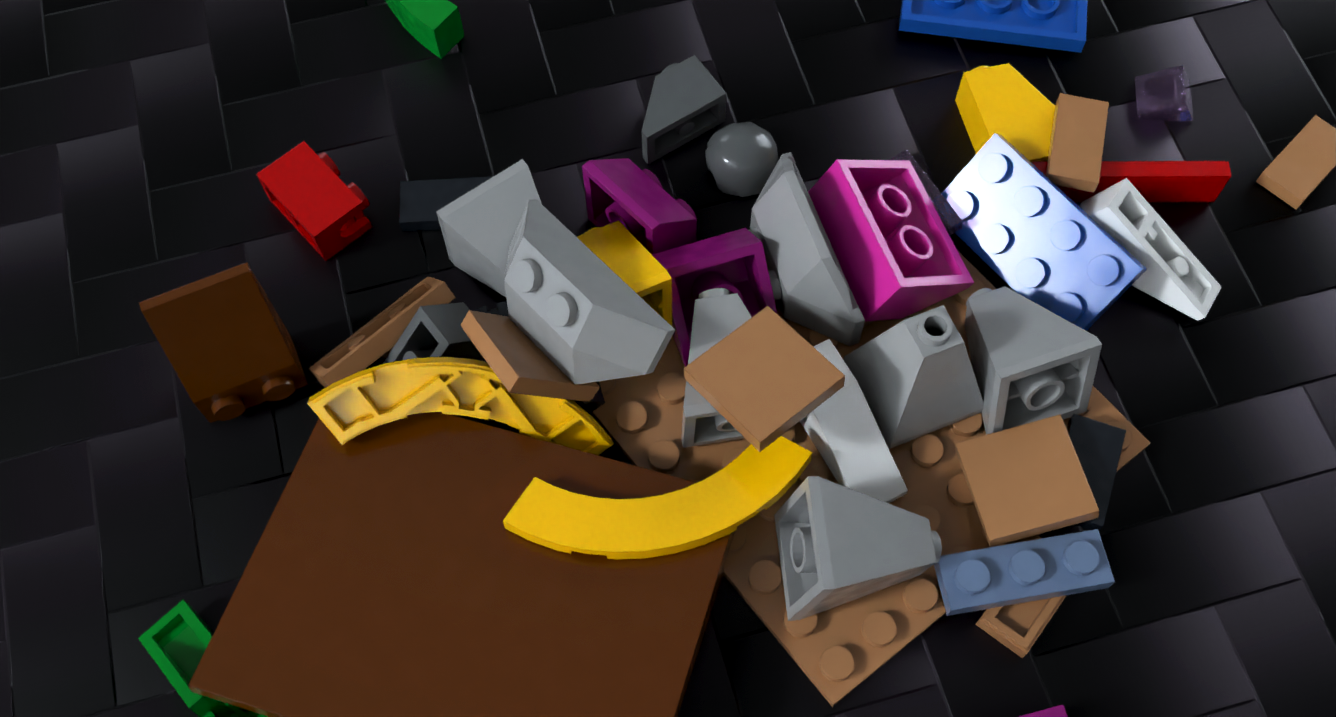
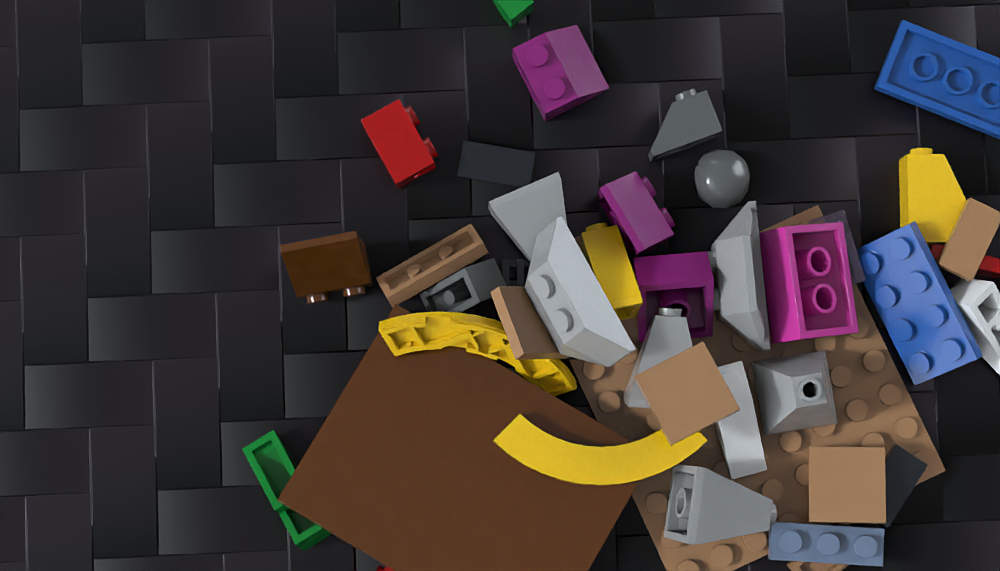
camera: 15 degrees right, 20 degrees up
(504, 83) = (559, 70): none -> magenta slope
(1027, 359) = (872, 400): light grey slope -> none

